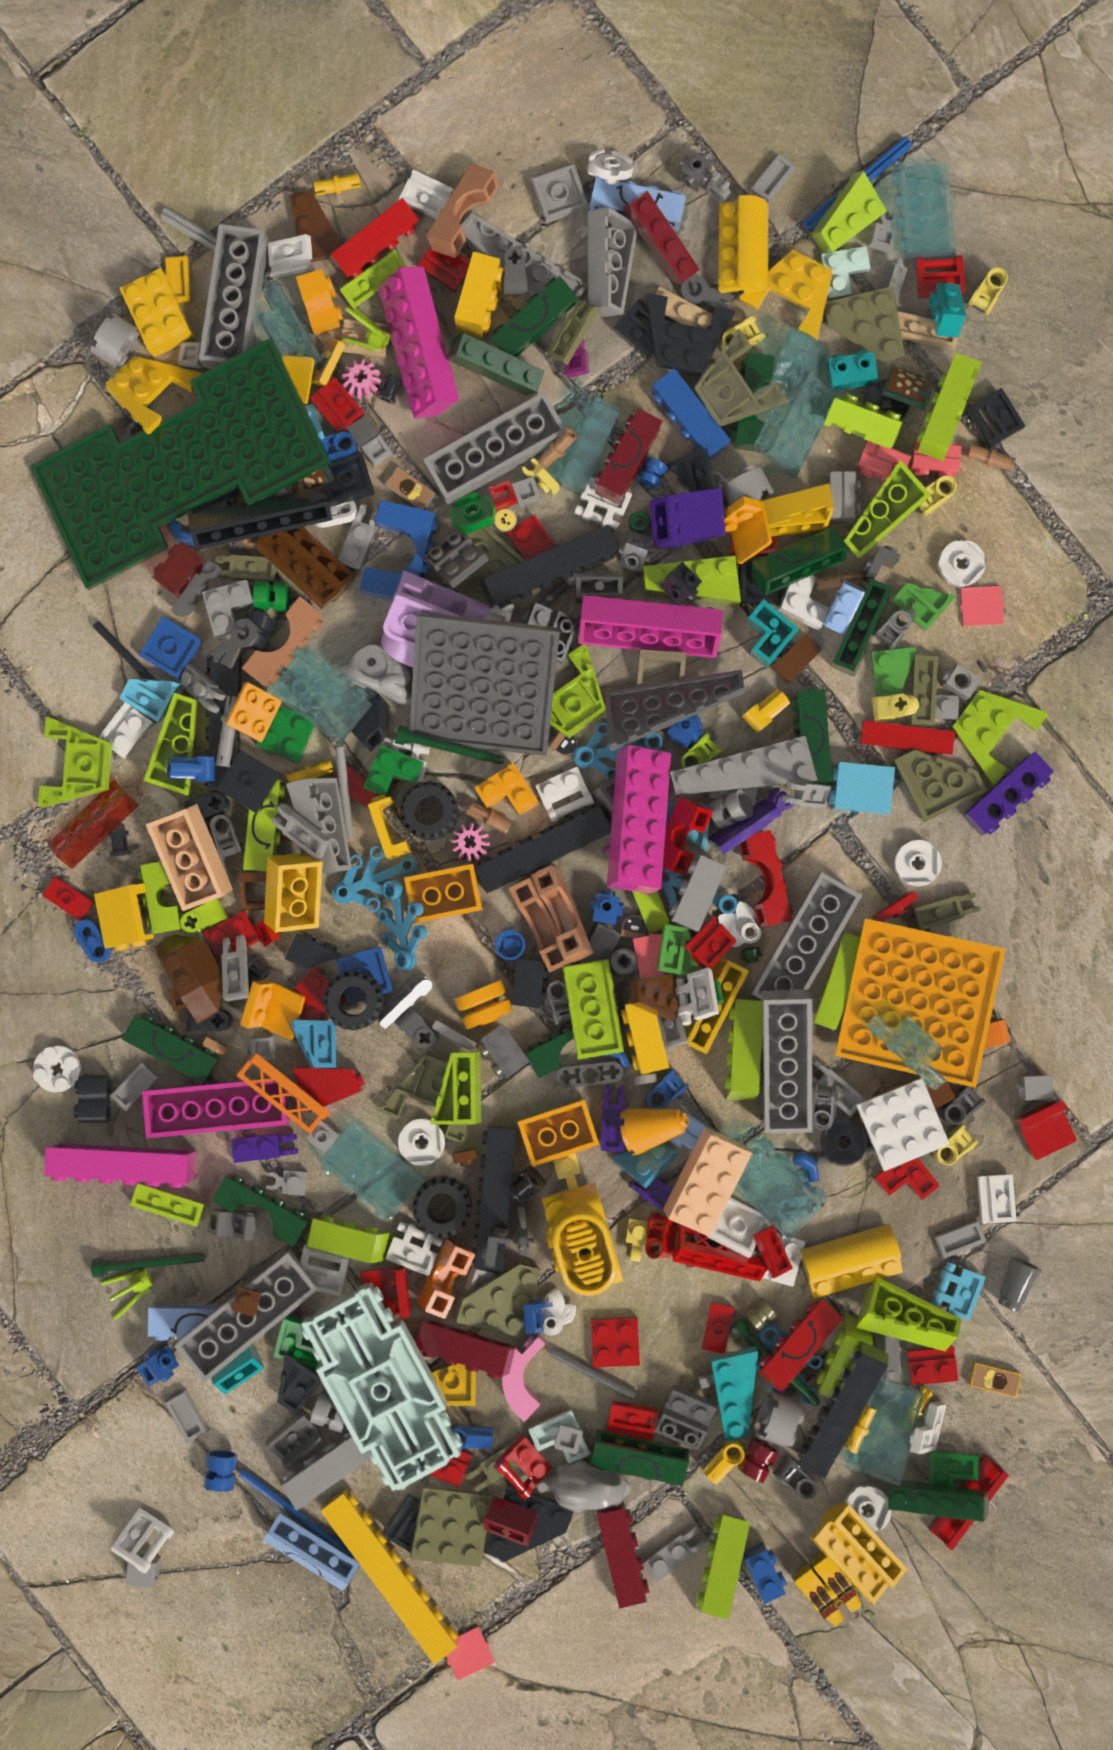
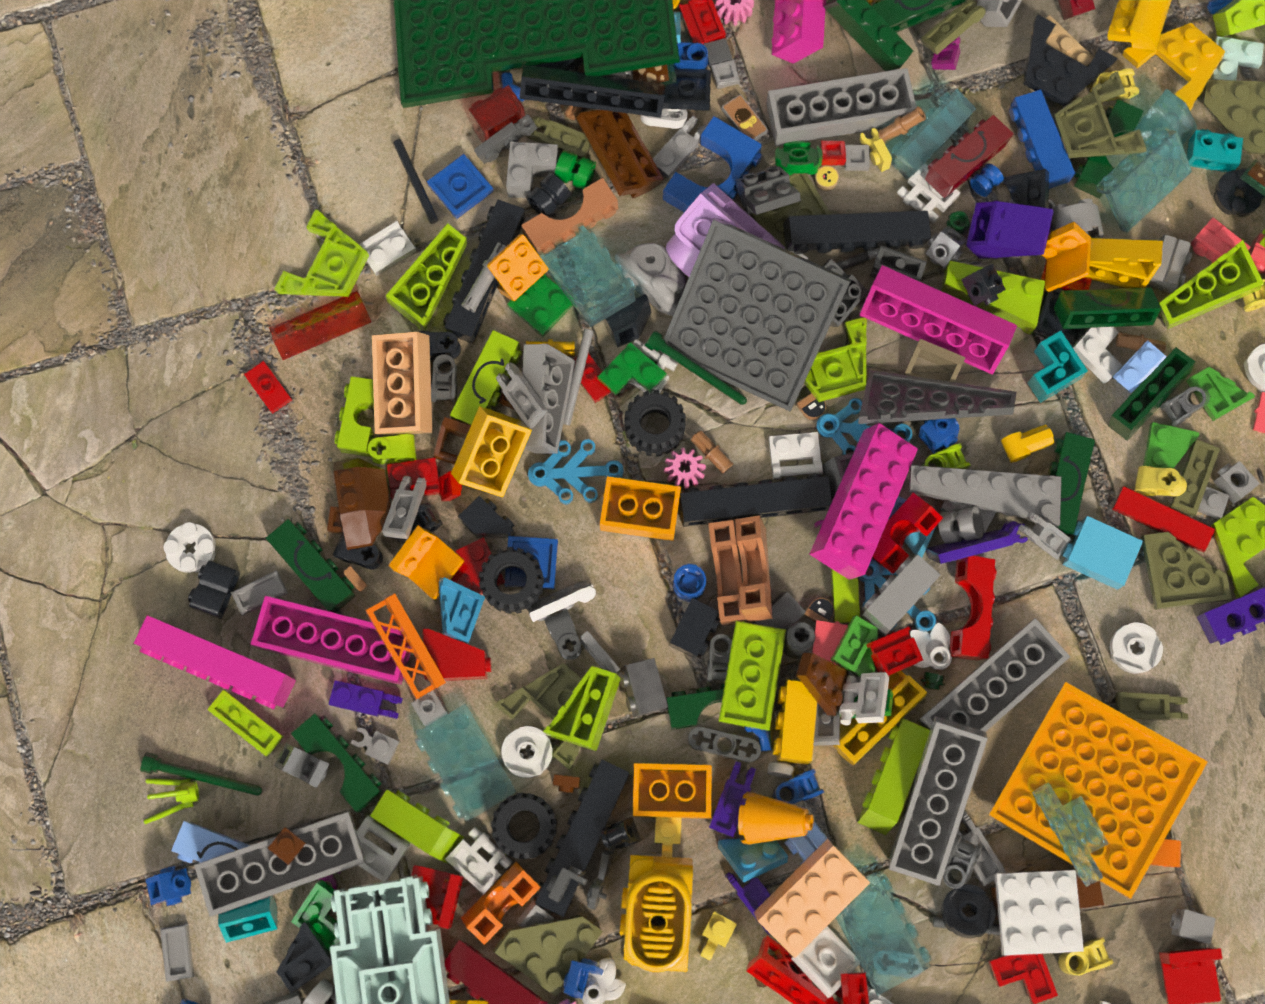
camera: 20 degrees right, 10 degrees down
(91, 942) = (275, 436): blue plate -> none
(119, 843) = (338, 351): black bush -> none
(121, 917) = (312, 420): yellow panel -> none
(150, 696) = (422, 222): medium azure wing -> none
(197, 768) = (443, 301): blue piece -> none
(201, 687) = (475, 229): light grey hinge -> none
(243, 635) = (533, 193): dark grey piece -> none
(248, 781) = (487, 332): black plate -> none
(263, 1047) = (406, 597): light grey tile -> none
(389, 389) = (758, 22): black bush -> none
(390, 849) = (607, 448): yellow panel -> none
(400, 927) = (580, 552): dark azure plant -> none
(483, 1004) = (641, 632): light orange wheel -> none
(507, 784) = (740, 424): light orange brick -> none
(530, 538) = (845, 199): red plate -> none
(602, 916) = (795, 587): blue brick -> none
(635, 331) = (1012, 46): black plate -> none
(660, 1235) = (742, 940): red piece -> none
(697, 290) = (1085, 30): dark grey piece -> none
(797, 658) = (1074, 403): reddish brown slope -> none
(808, 1163) = (924, 922): blue arm -> none
(838, 983) = (1015, 741): lime slope -> none
(864, 420) = (1214, 197): lime wedge -> none
(883, 556) = (1195, 334): dark grey bracket -> none
(896, 908) = (1101, 685): red plate -> none
(966, 1103) = (1111, 917): dark grey piece -> none

